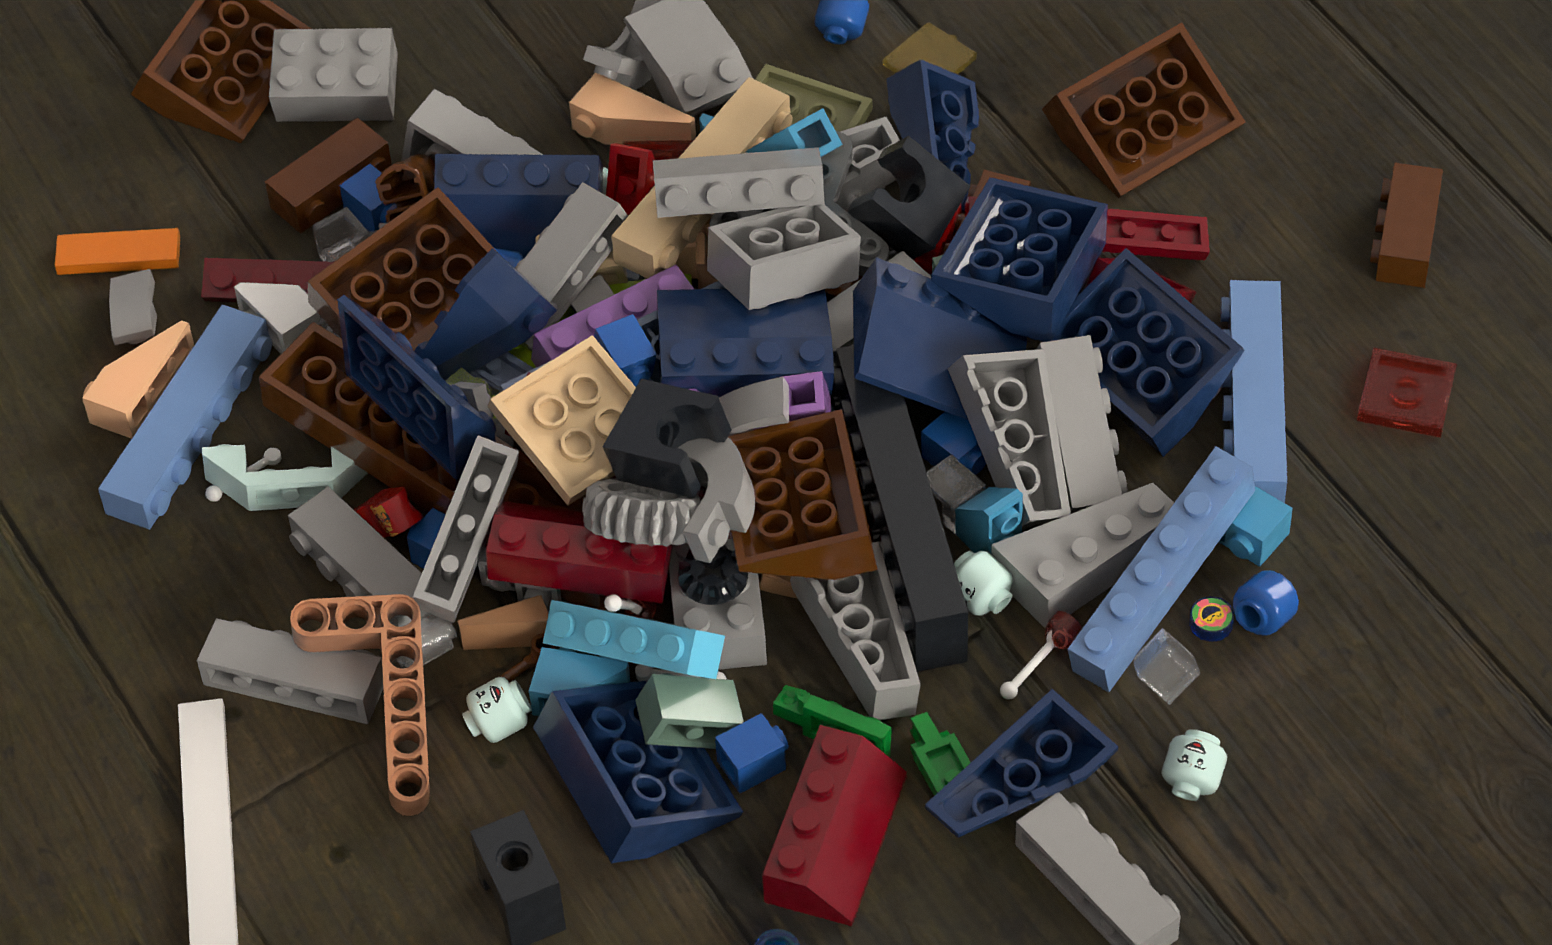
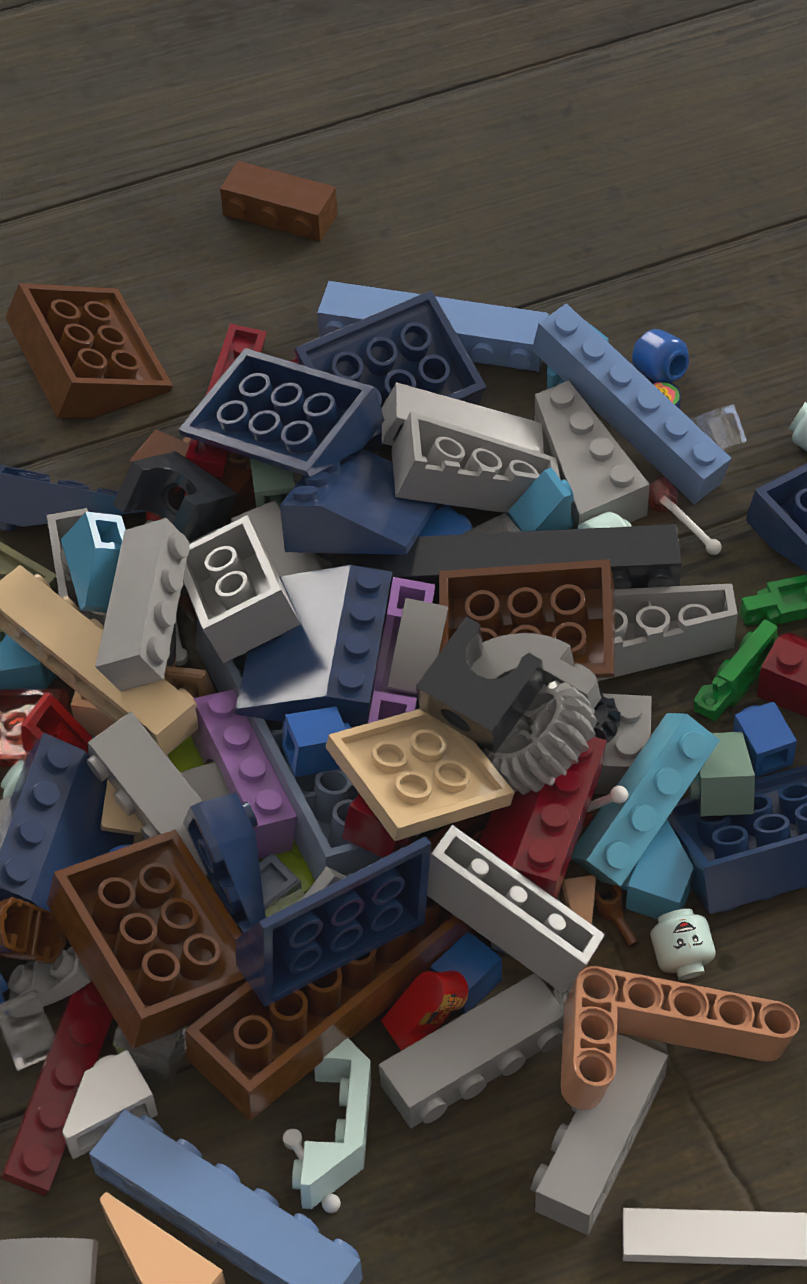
camera: 80 degrees left, 0 degrees up
(1407, 392) = (450, 240): clear red tile -> none

